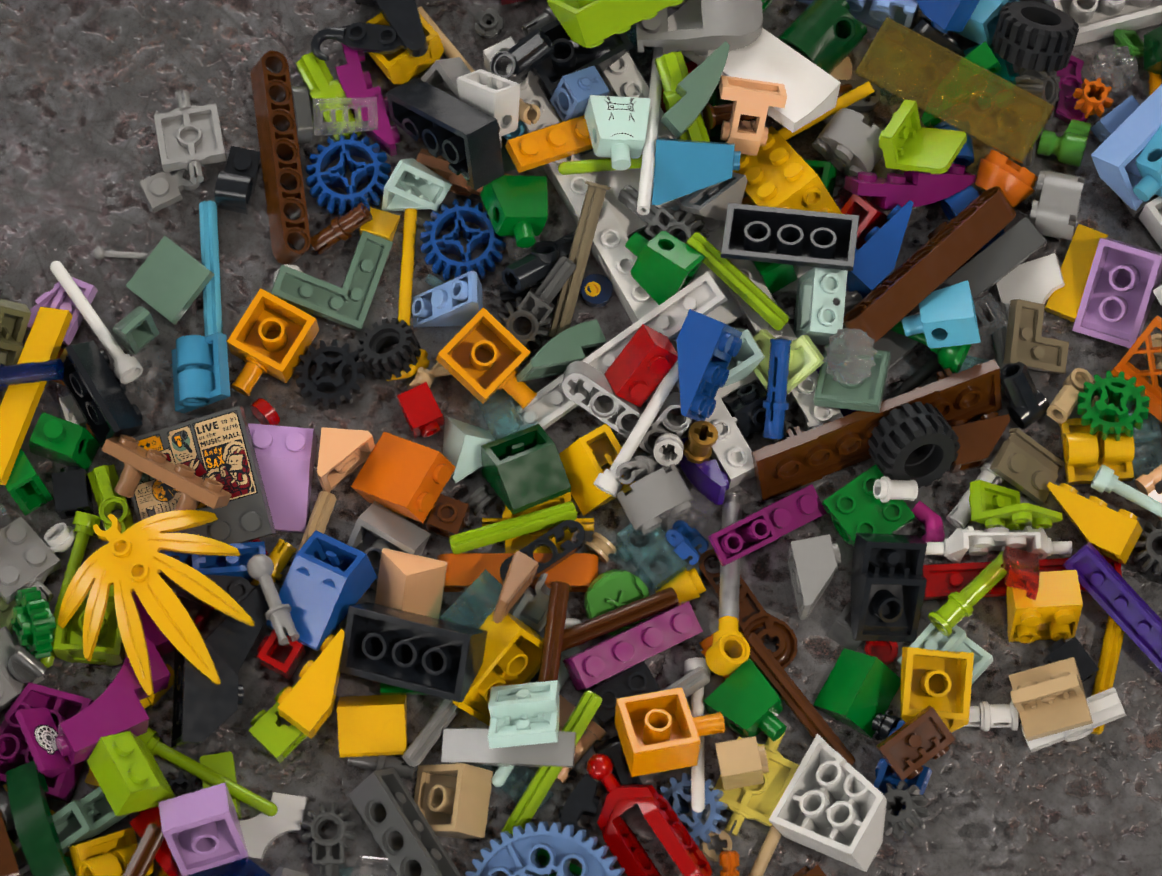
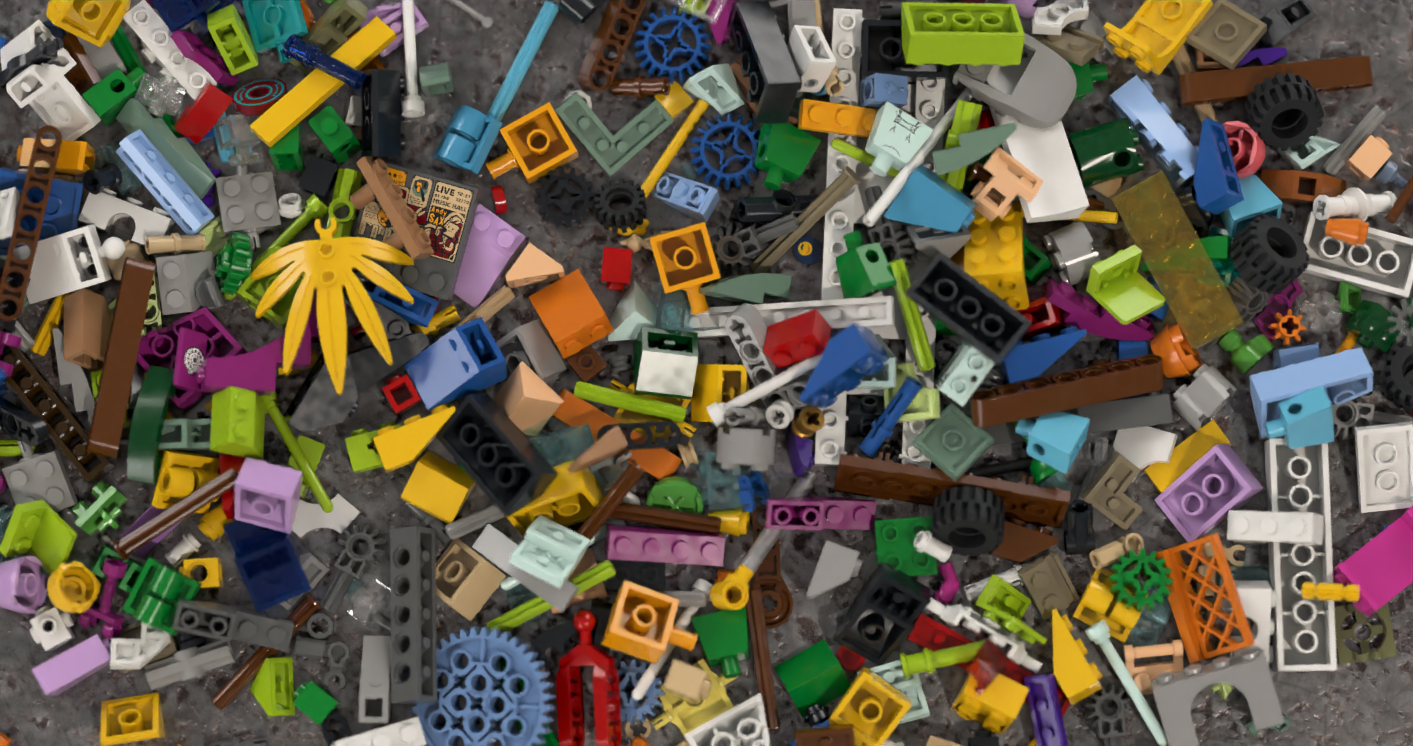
camera: 30 degrees right, 10 degrees up
(170, 280) = (487, 50): sand green tile -> none
(261, 568) = (422, 322): light grey pin -> none
(523, 55) = (856, 38): black piece -> none
(850, 356) = (957, 427): clear gear -> none

